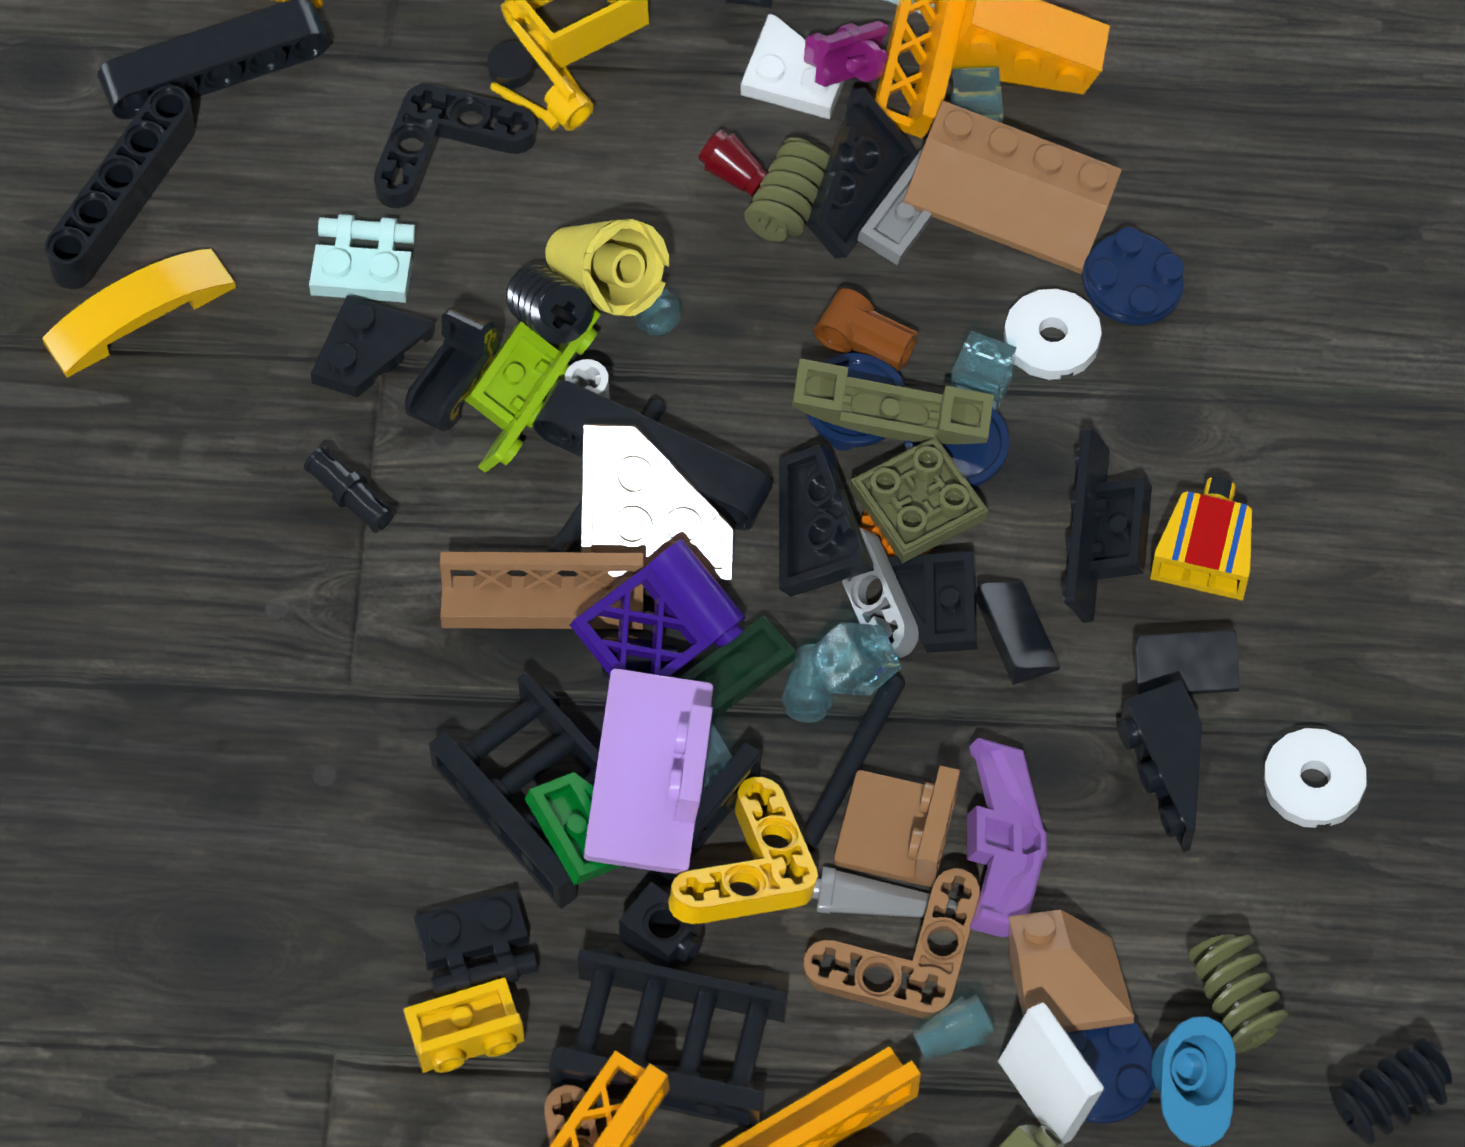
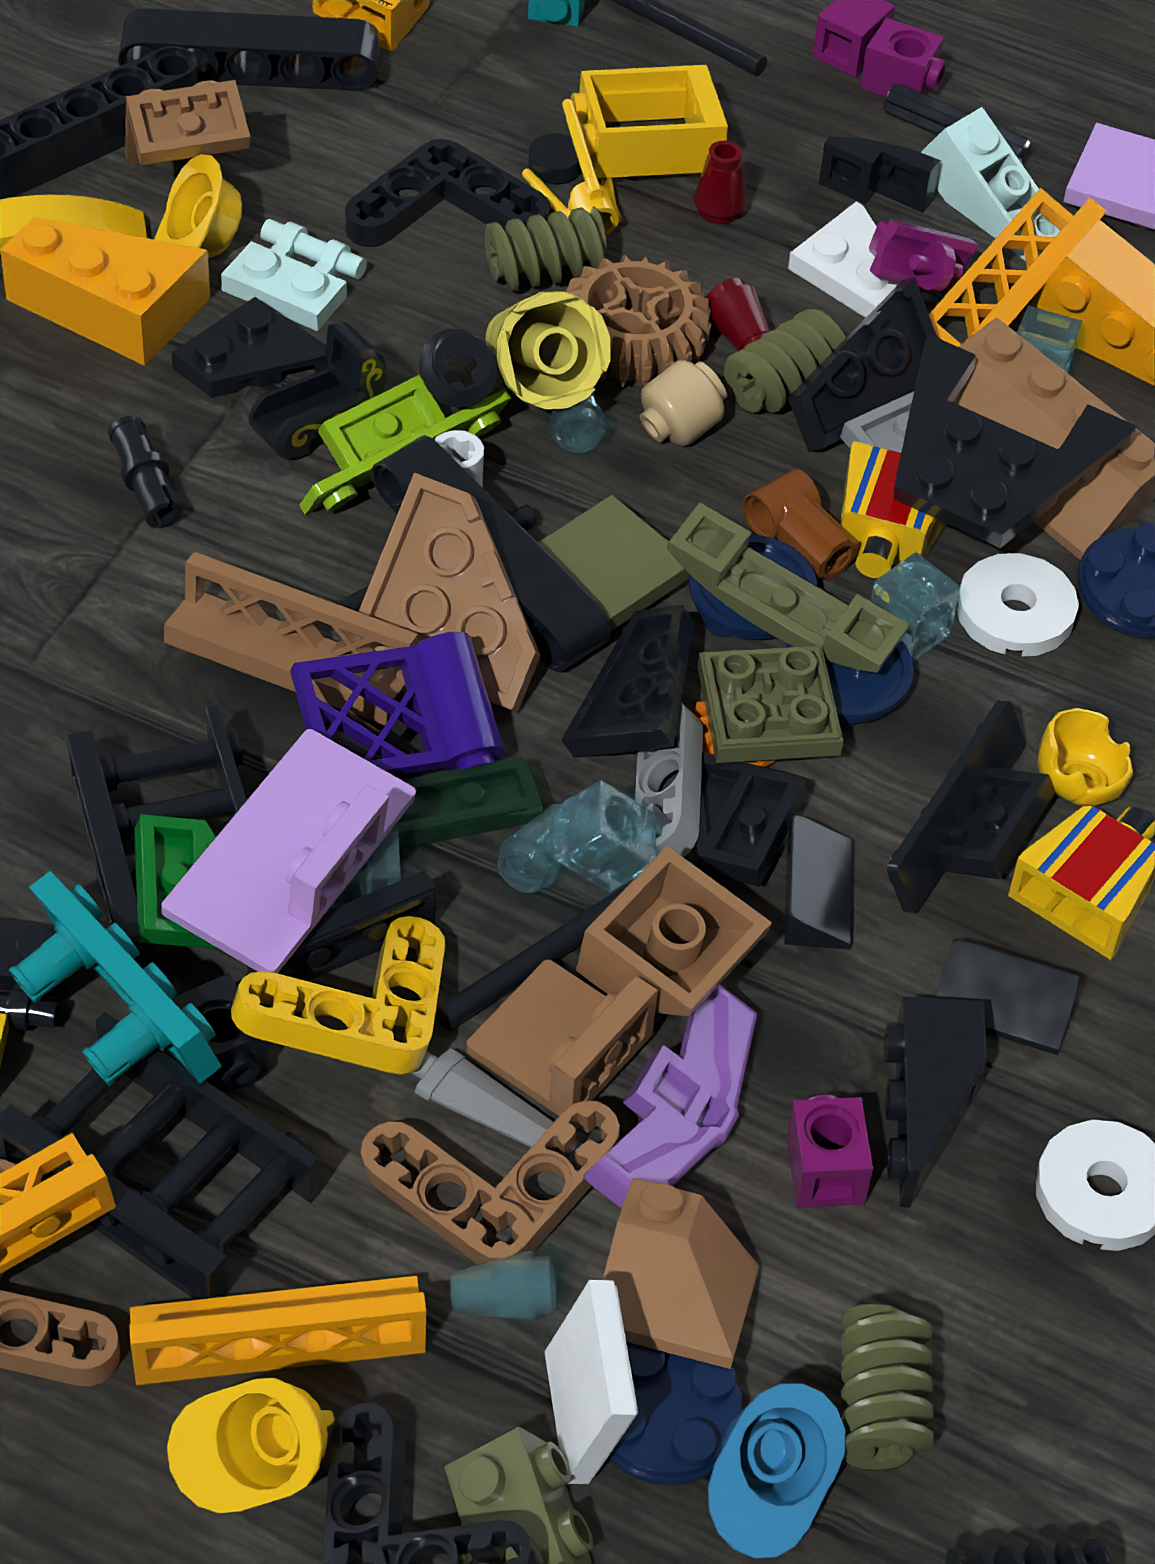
camera: 20 degrees right, 10 degrees down
(221, 167) = (184, 123): none -> medium nougat bracket
(227, 334) = (106, 284): none -> light orange wedge
(263, 245) = (201, 208): none -> yellow piece
(553, 158) = (545, 246): none -> olive piece
(563, 903) = (148, 993): none -> teal plate
(651, 182) = (649, 316): none -> medium nougat gear
(659, 44) = (721, 186): none -> dark red cone
(727, 260) = (682, 403): none -> tan head
(743, 419) = (615, 559): none -> olive tile
(926, 289) = (882, 525): none -> yellow torso
(946, 721) = (673, 933): none -> medium nougat slope
(987, 241) = (981, 470): none -> black wing
(1122, 855) = (825, 1175): none -> magenta brick
(1161, 450) = (1083, 758): none -> yellow hair

